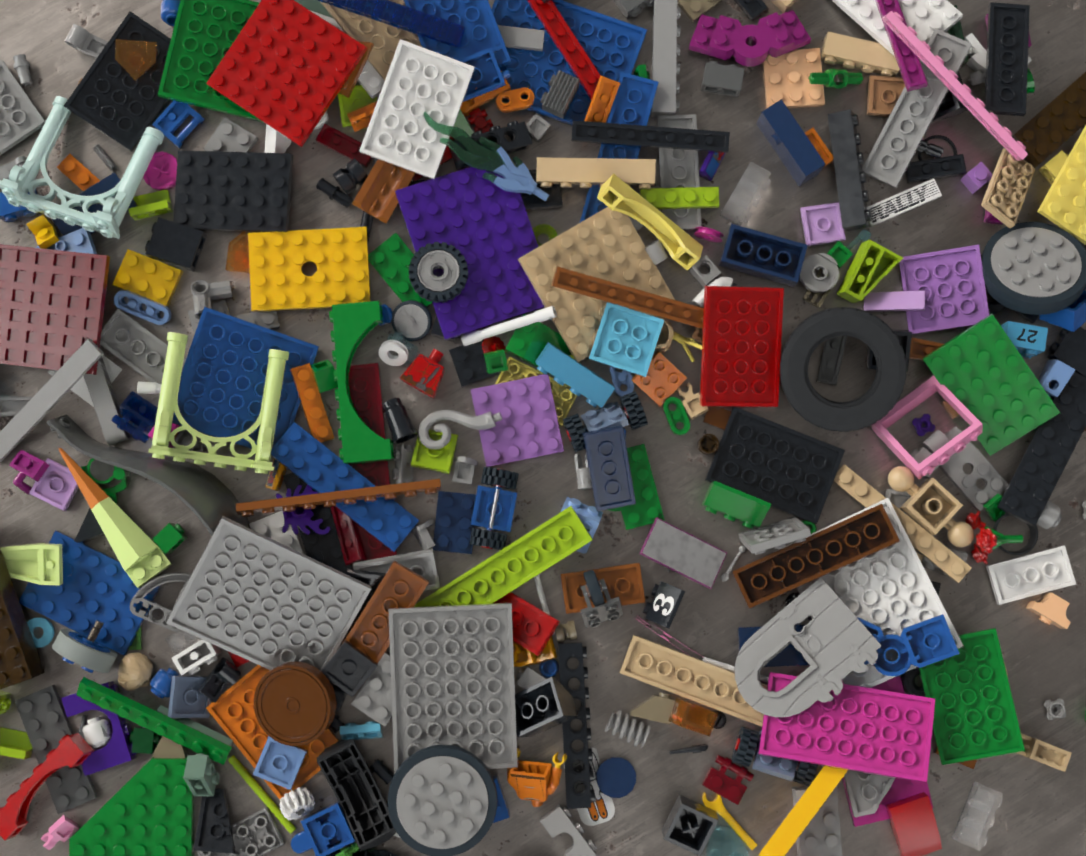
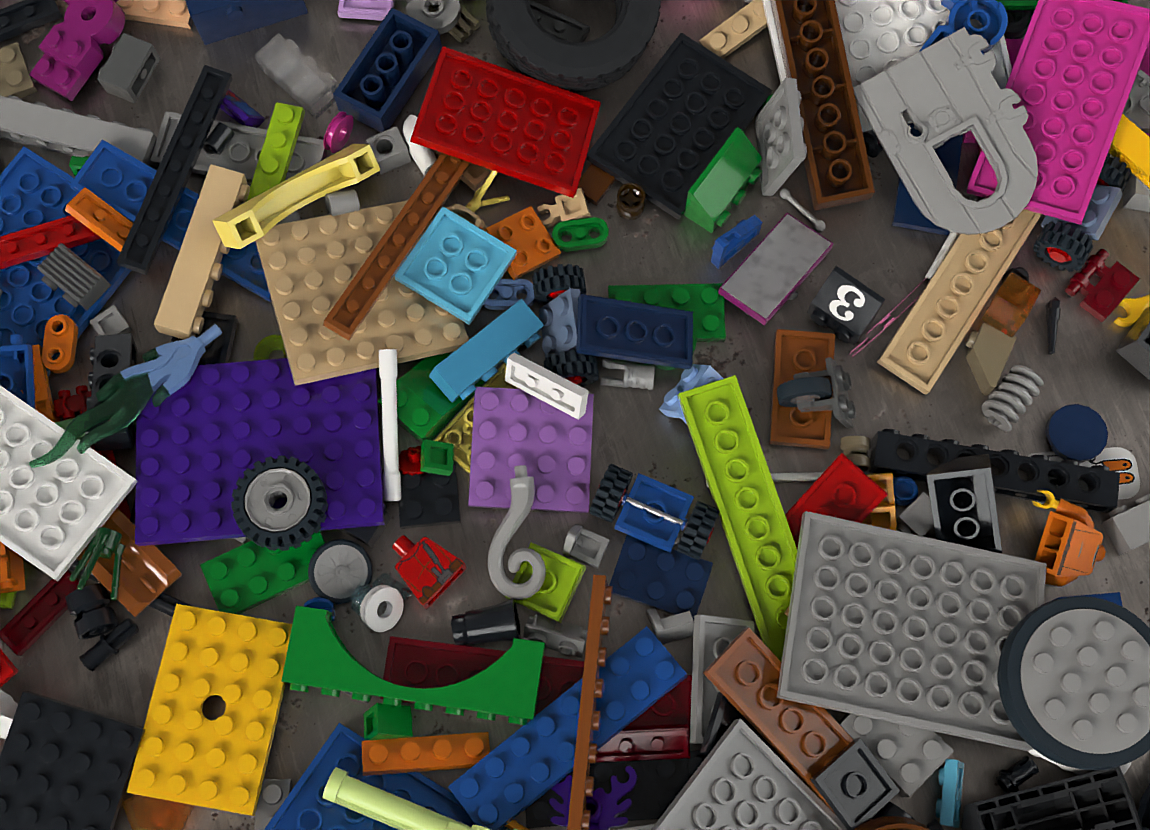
camera: 75 degrees left, 10 degrees down
(388, 172) = (102, 545): none -> dark green plant
(557, 419) = (546, 385): none -> white plate
(682, 156) = (219, 138): none -> black hinge
(702, 525) = (734, 240): none -> blue wing

